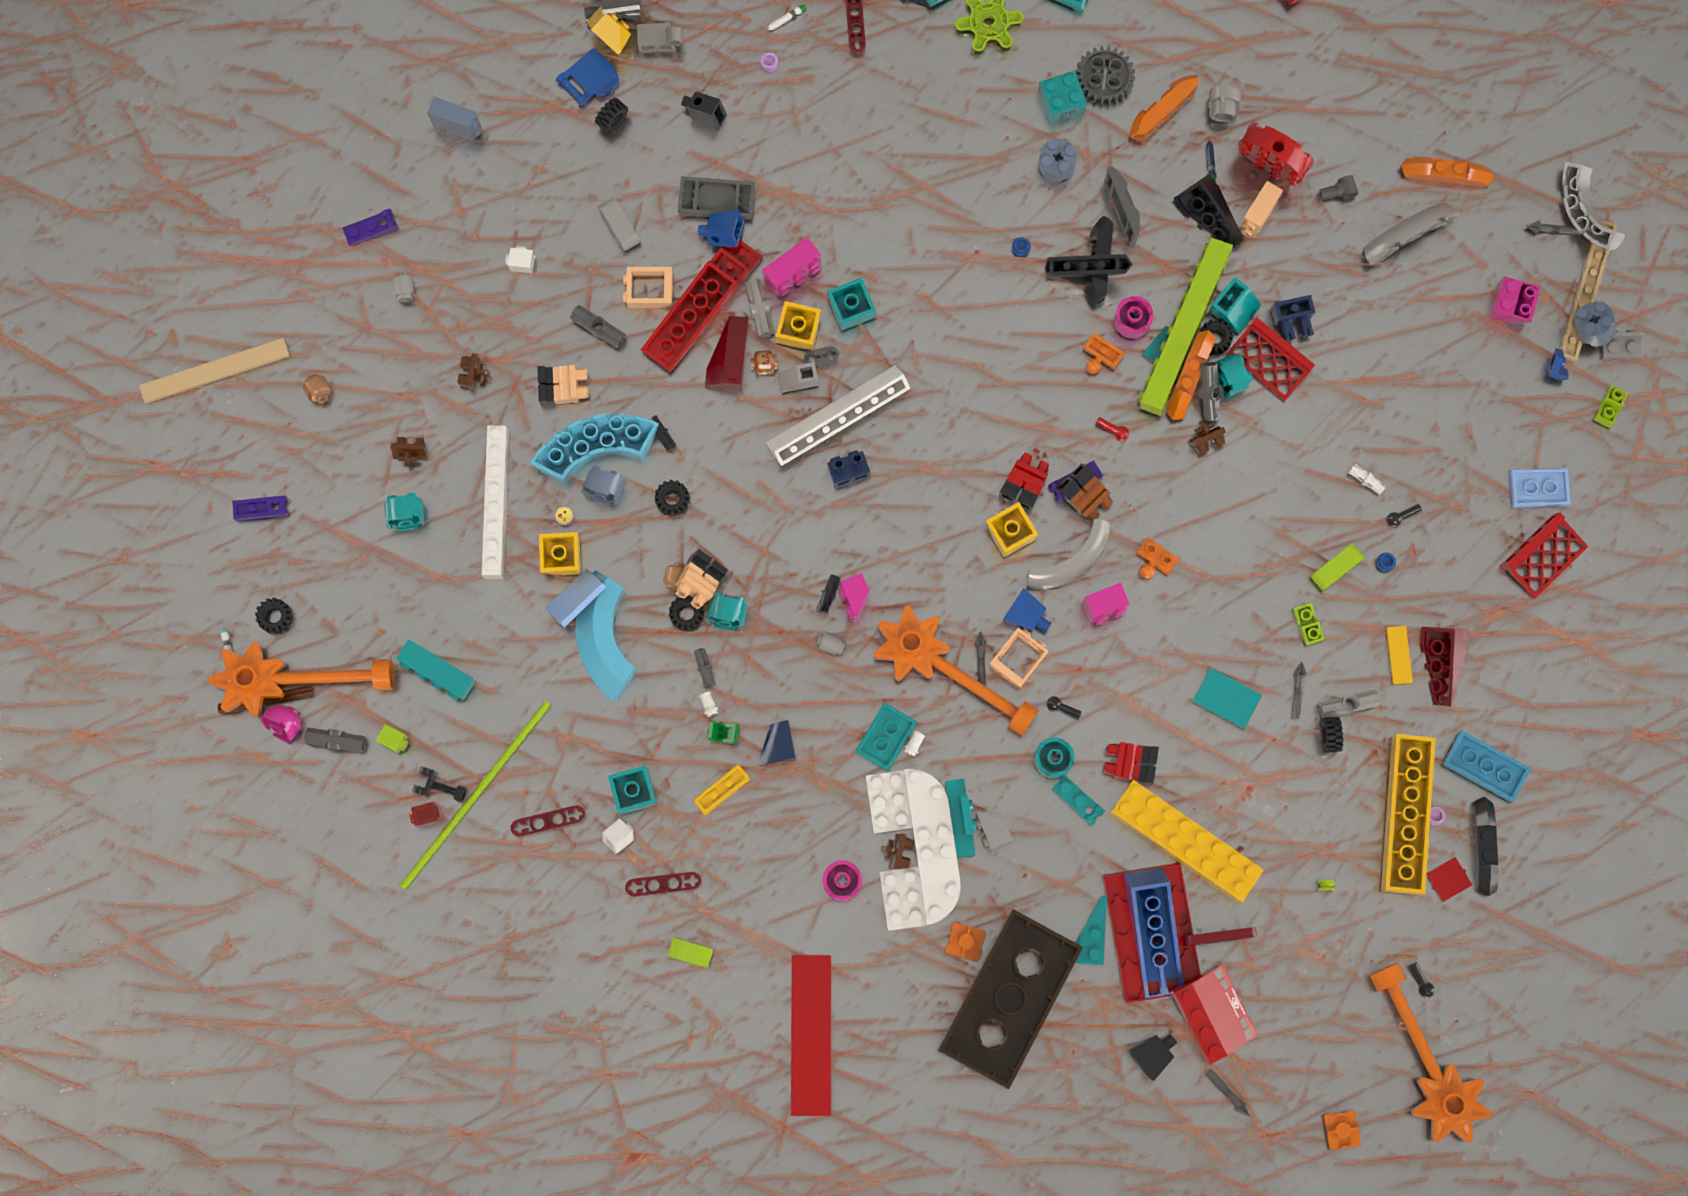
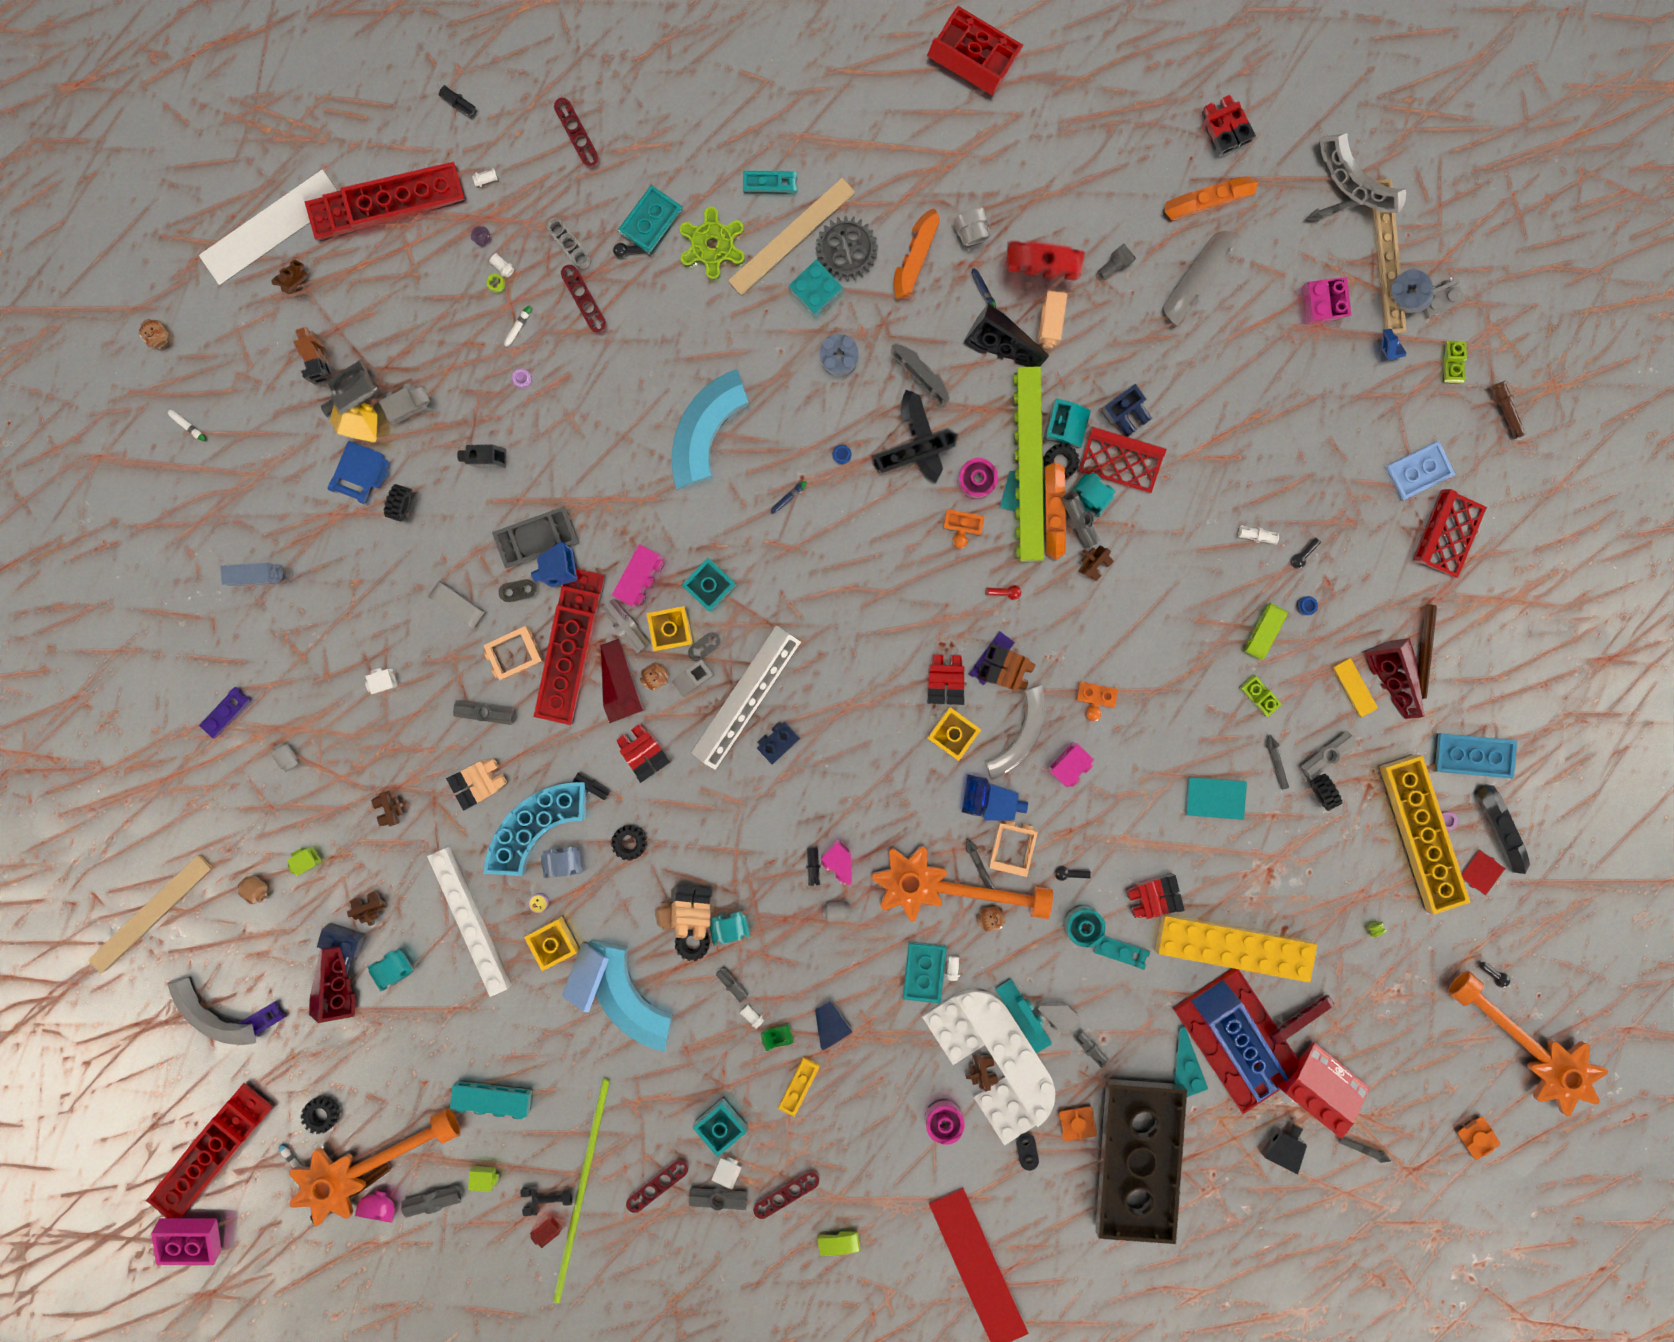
camera: 30 degrees left, 10 degrees up
(97, 672) = (186, 1241): none -> dark pink brick
(157, 605) = (209, 1152): none -> red slope
(214, 484) = (204, 1020): none -> light grey brick
(342, 505) = (331, 989): none -> dark red wedge
(373, 384) = (303, 861): none -> lime brick
(375, 471) = (348, 941): none -> dark blue brick
(587, 852) = (731, 1199): none -> dark grey piece
(680, 236) = (518, 590): none -> clear smoke plate
(719, 419) = (642, 747): none -> red hips
(906, 169) = (700, 425): none -> medium azure brick
(906, 946) = (1027, 1151): none -> black plate
(957, 262) = (788, 497): none -> dark blue piece
(970, 713) = (991, 918): none -> medium nougat head
(1007, 592) = (976, 795): none -> clear blue slope
(1010, 877) = (1091, 1049): none -> dark grey pin
(1060, 46) = (791, 236): none -> tan tile
(1480, 649) = (1426, 648): none -> reddish brown axle
(1488, 118) = (1228, 125): none -> hips
(1643, 462) = (1505, 400): none -> reddish brown pin

